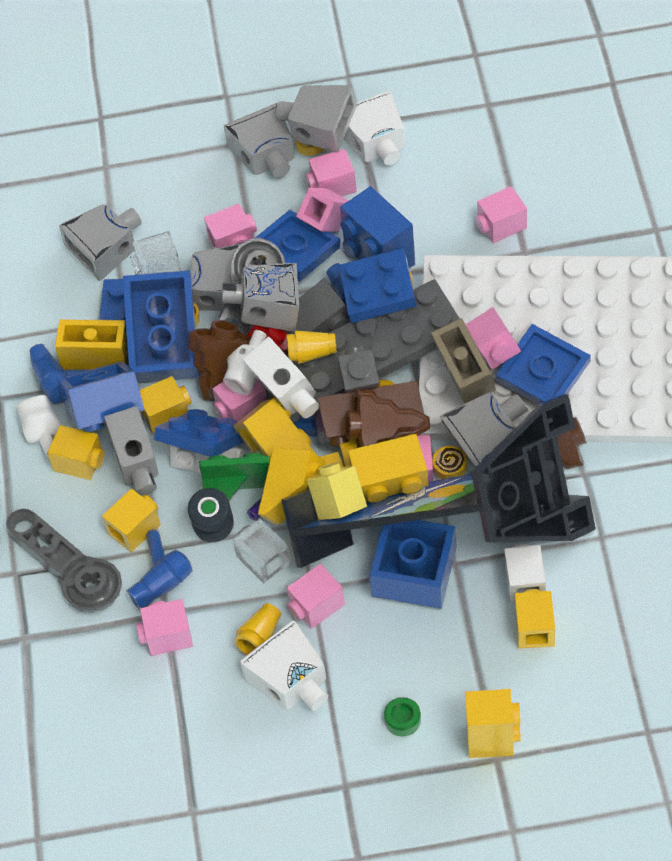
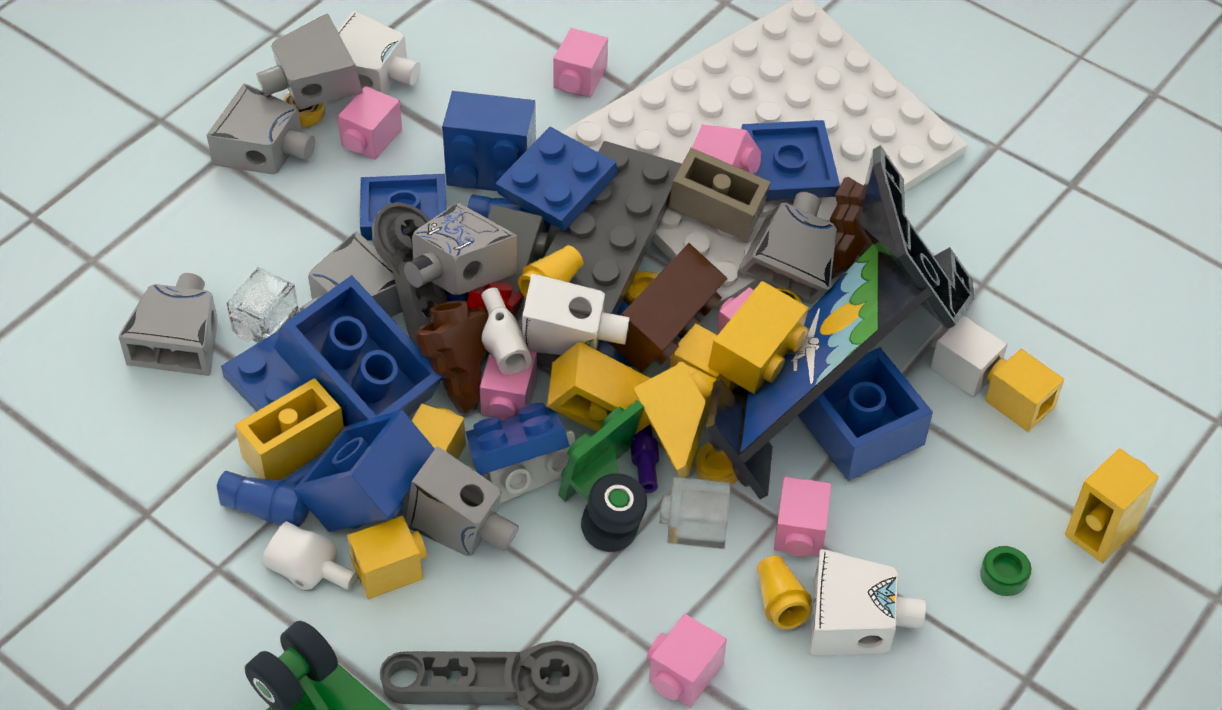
camera: 50 degrees left, 5 degrees down
(131, 519) = (526, 581): yellow brick -> none
(163, 576) = (623, 608): blue piece -> none
(229, 227) = (315, 232): bright pink brick -> none
(322, 209) = (402, 153): bright pink brick -> none
(336, 491) = (745, 387): light yellow brick -> none
(358, 369) = (633, 264): dark grey brick -> none
(381, 420) = (701, 302): reddish brown rock -> none

